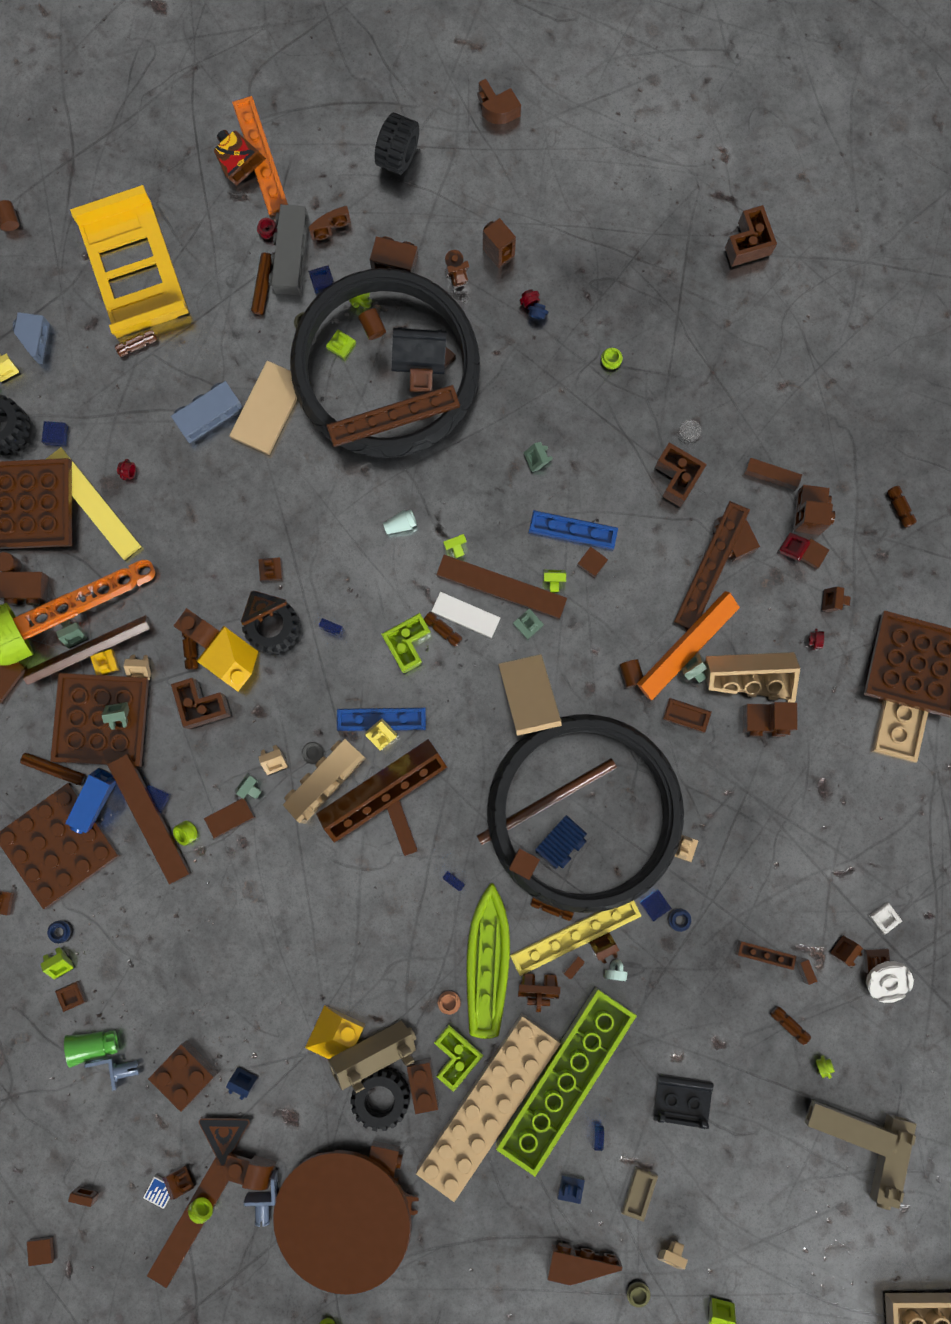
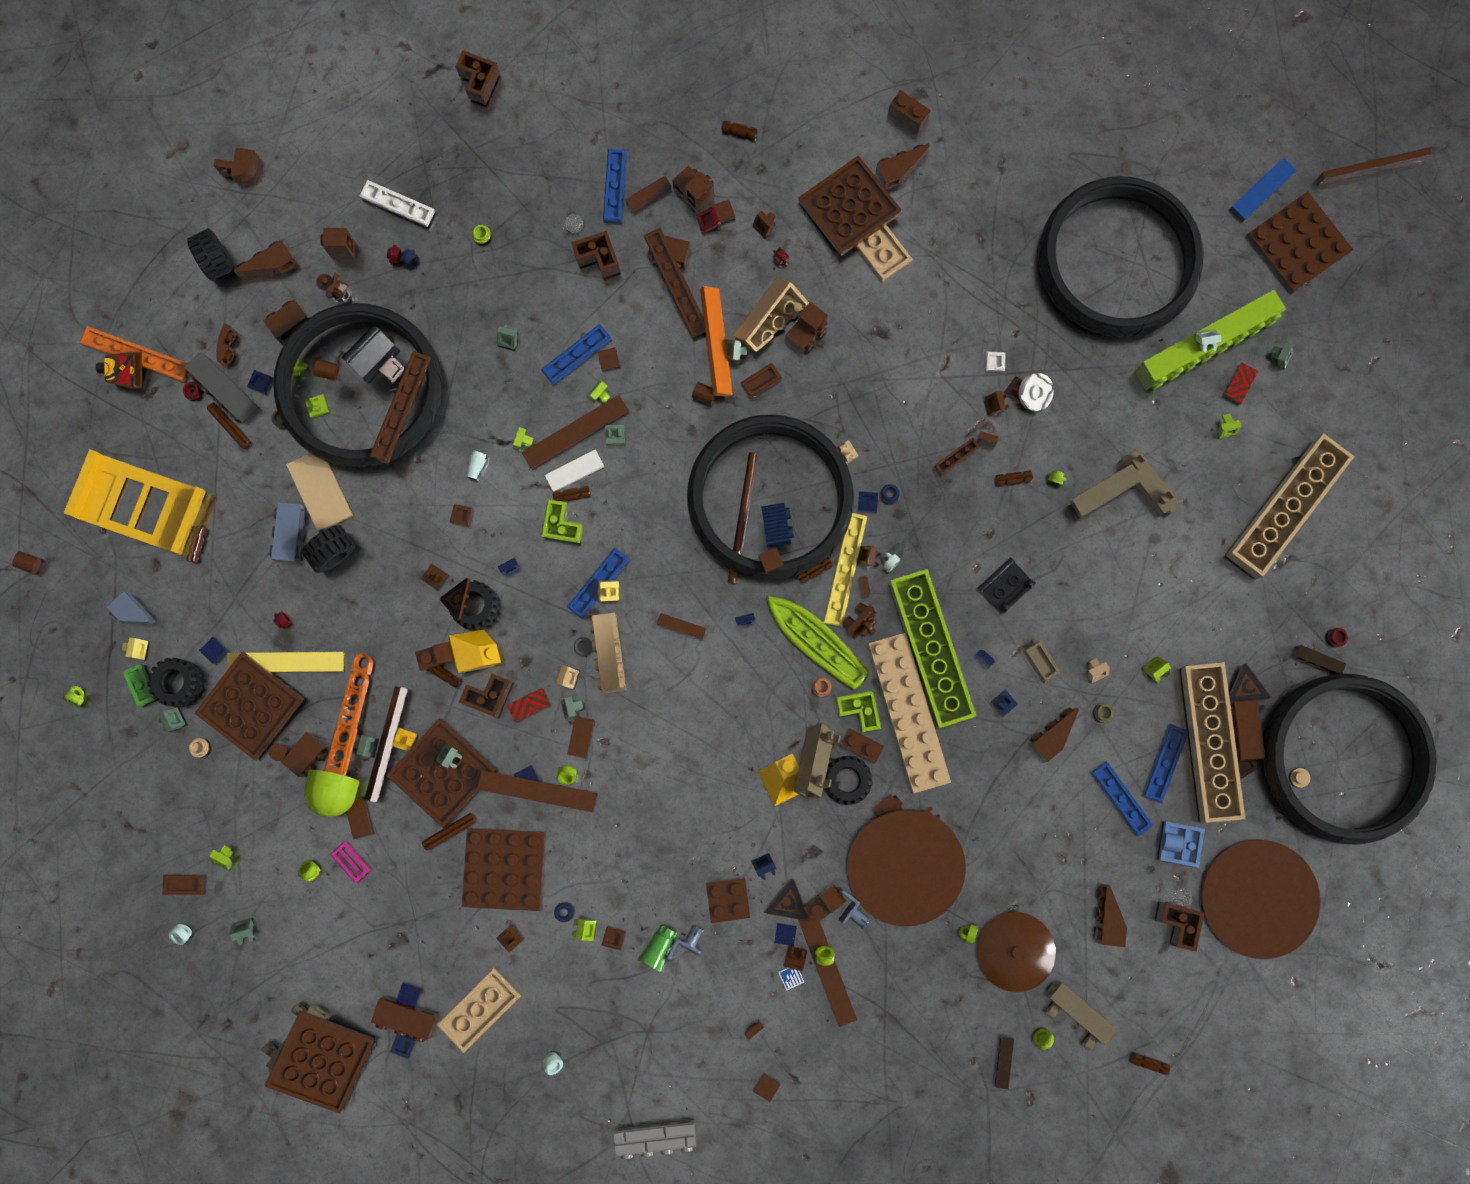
camera: 50 degrees left, 0 degrees up
(91, 801) = (493, 819): blue slope -> none
(137, 667) = (427, 718): tan tile -> none
(194, 1154) = (785, 934): none -> clear blue tile
(218, 457) = (328, 549): none -> black tyre
(221, 747) = (529, 705): none -> tile
(344, 548) = (461, 515): none -> reddish brown tile
(381, 790) = (646, 619): reddish brown brick -> none
(436, 200) = (271, 261): none -> reddish brown slope
(529, 695) = (663, 469): tan tile -> none
(577, 264) = (397, 203): none -> white plate
(755, 438) = (614, 185): none -> blue tile

